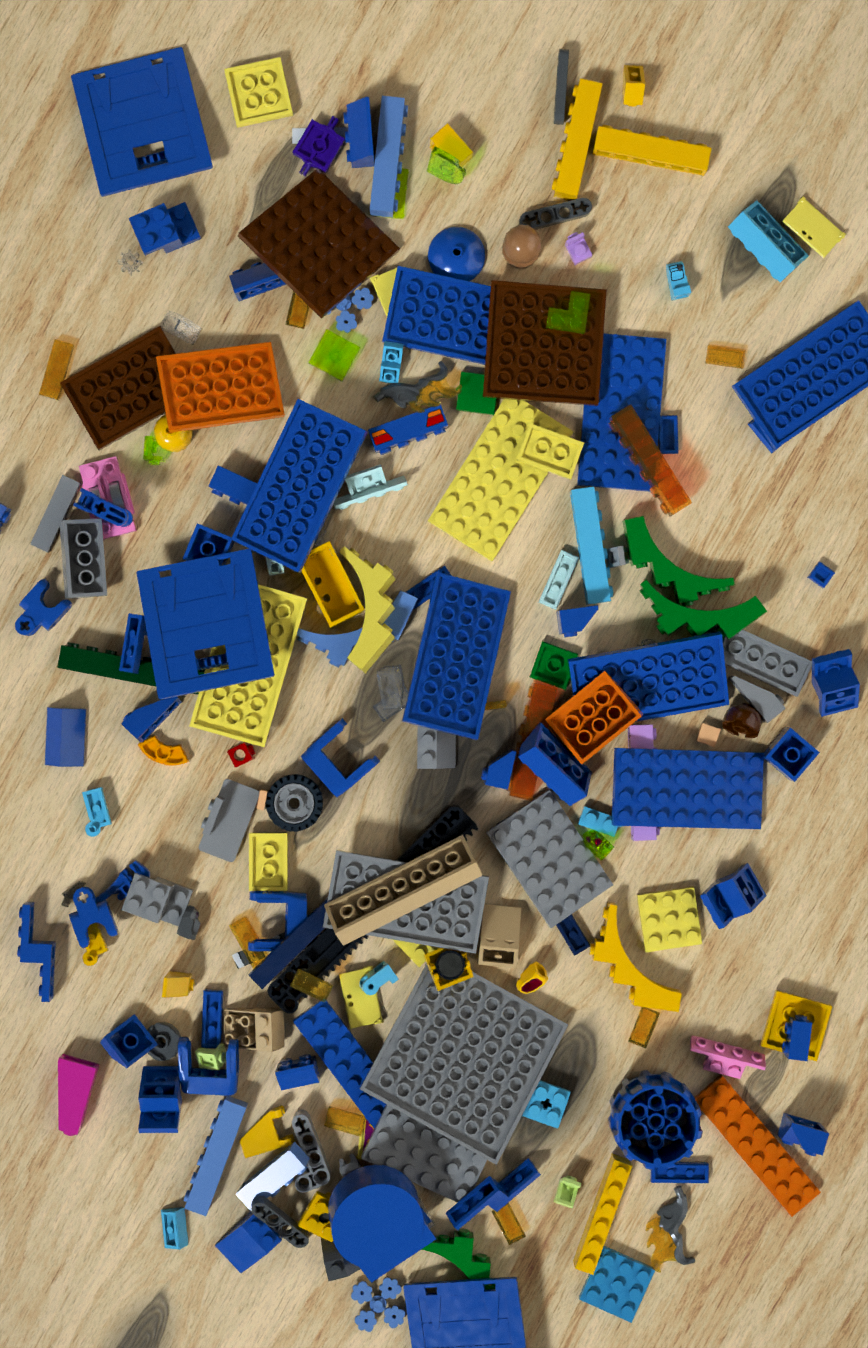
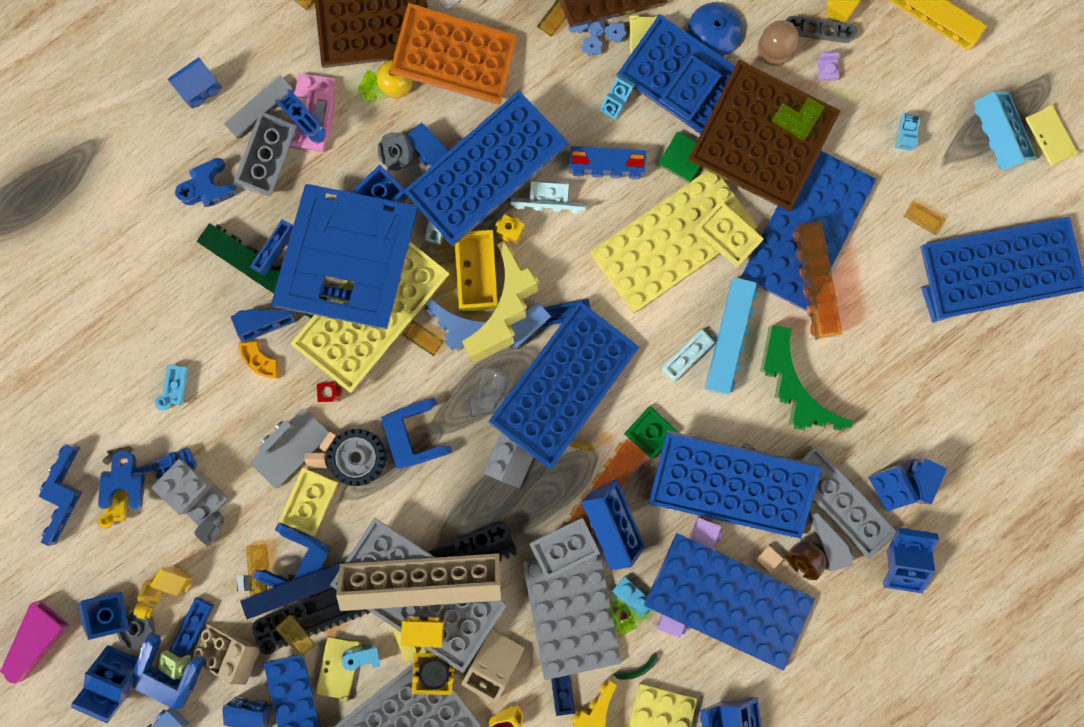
camera: 25 degrees right, 5 degrees down
(65, 737) = (177, 308): blue slope -> none
(160, 1007) = (147, 596): none -> yellow plate
(200, 509) = (388, 154): none -> dark grey plate
(258, 821) = (315, 460): none -> light nougat tile
(307, 667) = (423, 338): none -> clear yellow tile
(334, 355) = (568, 70): clear neon green plate -> none
(349, 537) = (512, 235): none -> yellow brick
(422, 393) = (634, 135): piece -> none
(424, 933) = (422, 632): none -> yellow brick
(456, 325) = (690, 87): none -> blue tile
(499, 770) = (559, 508): blue slope -> none
(519, 804) = (564, 548): none -> light grey plate
(574, 620) = (687, 396): blue slope -> none
(594, 717) = (668, 495): orange slope -> none
(616, 556) = (751, 356): light grey tile -> none
(634, 883) = (638, 672): none -> dark green piece
(668, 434) = (844, 265): blue tile -> none
(699, 622) = (832, 458): green arch -> none
(790, 754) = (840, 610): blue brick -> none
(794, 623) = (893, 488): none -> blue plate
(816, 606) = (925, 478): none -> blue slope
(821, 575) = (935, 453): blue tile -> none

